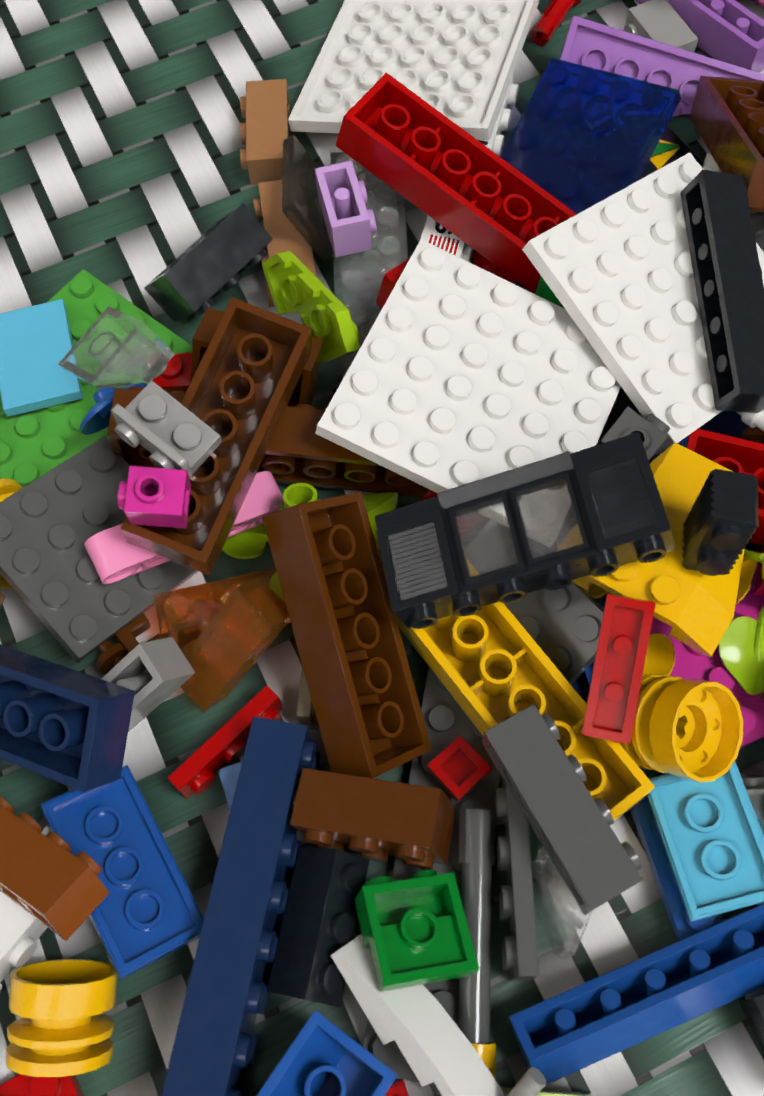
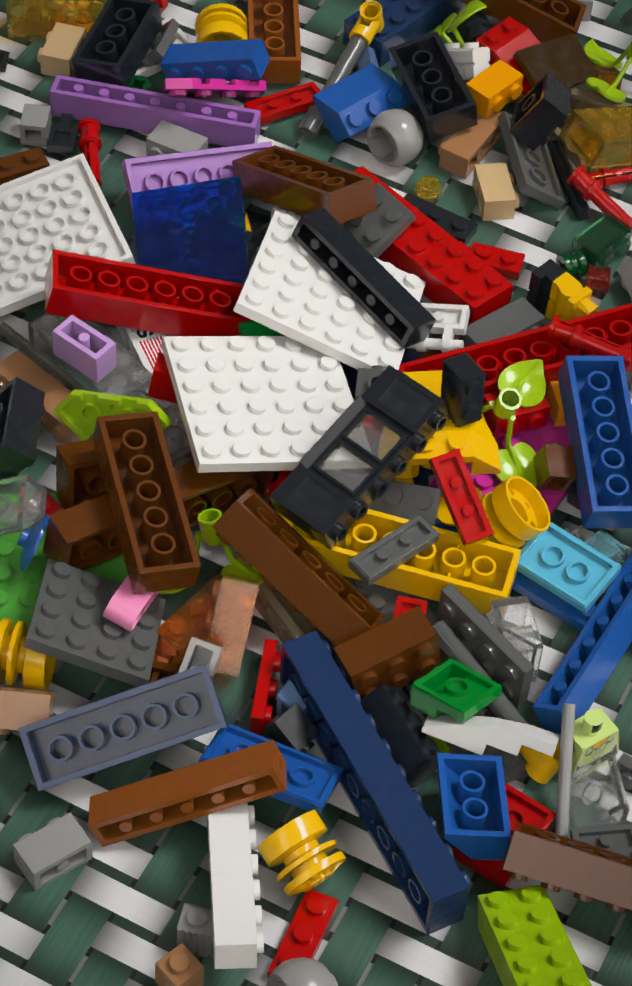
camera: 45 degrees left, 15 degrees down
(155, 497) = (153, 540): dark pink brick -> none
(165, 430) = (126, 506): light grey bracket -> none
(202, 825) = (292, 729): none -> black brick
(485, 680) = (393, 550): none -> dark grey tile
(561, 810) = (483, 581): dark grey brick -> none

